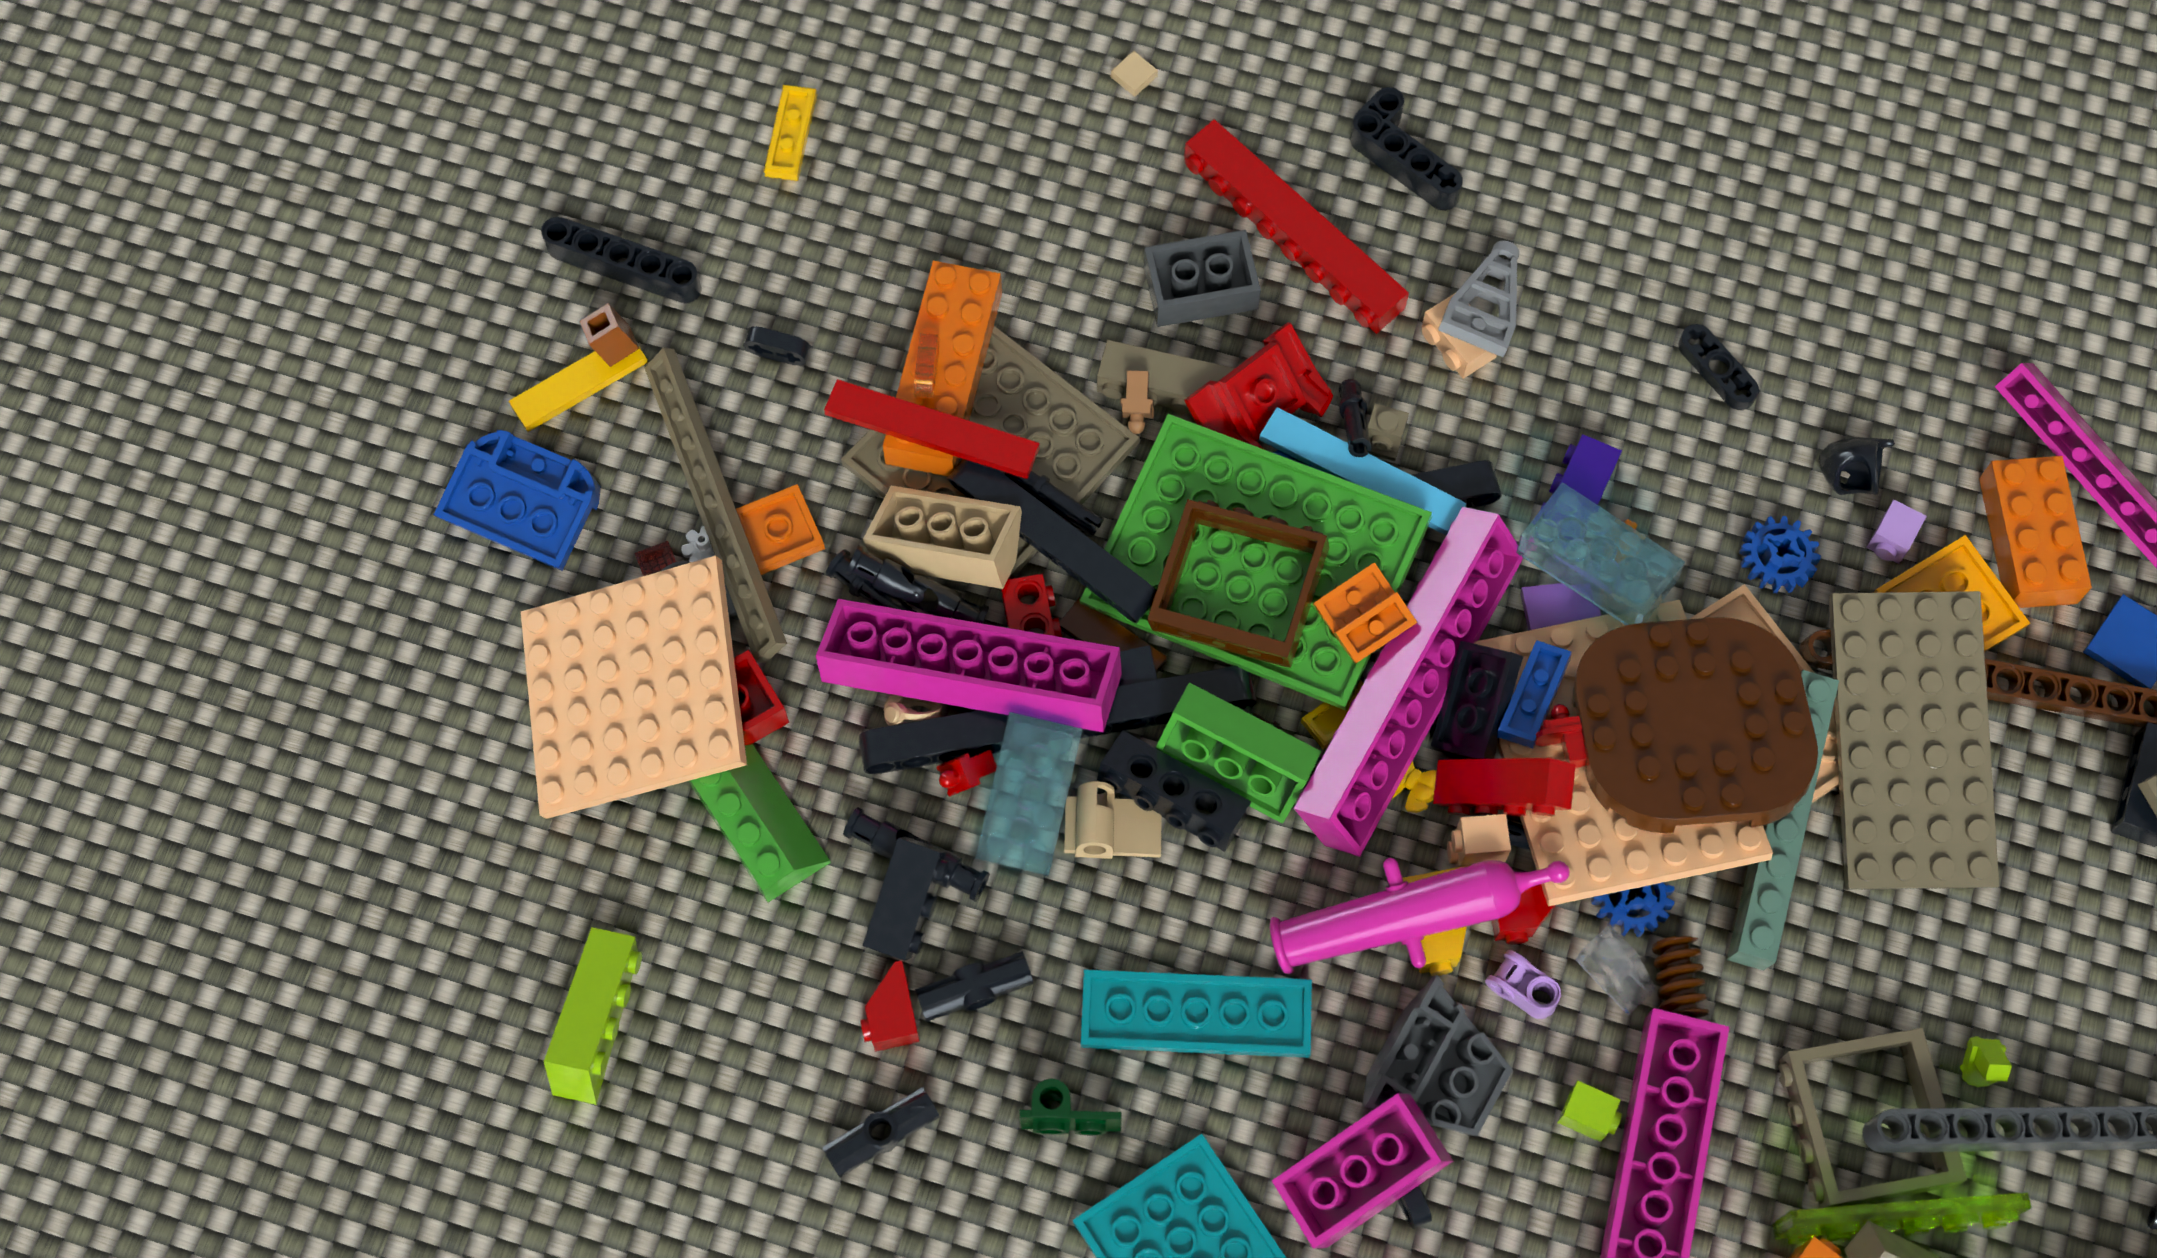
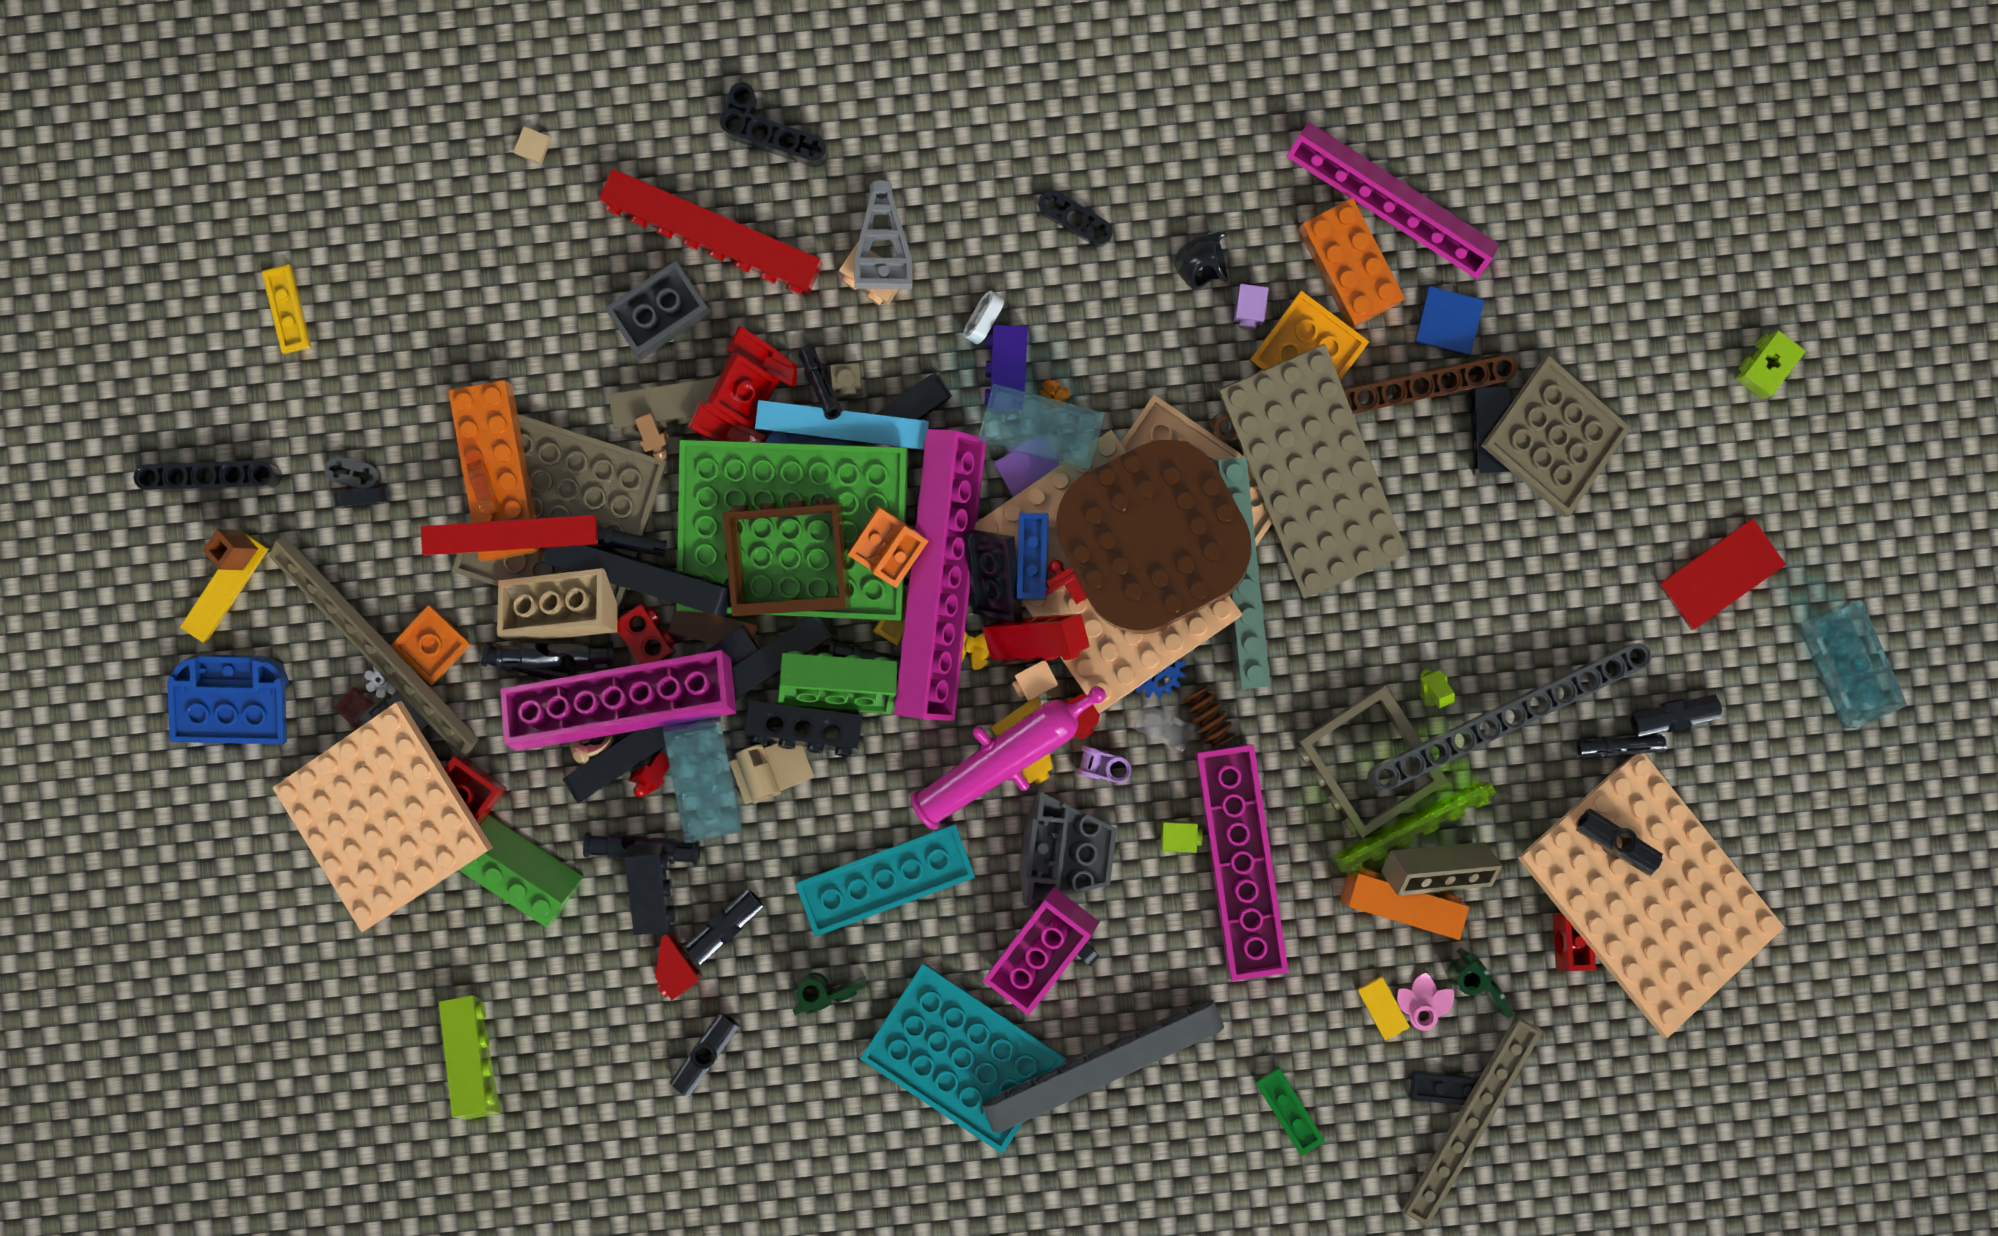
camera: 25 degrees left, 20 degrees up
(783, 312) = (354, 467): none -> dark grey beam
(1571, 426) = (983, 317): none -> white beam
(1793, 544) = (1158, 357): blue gear -> none

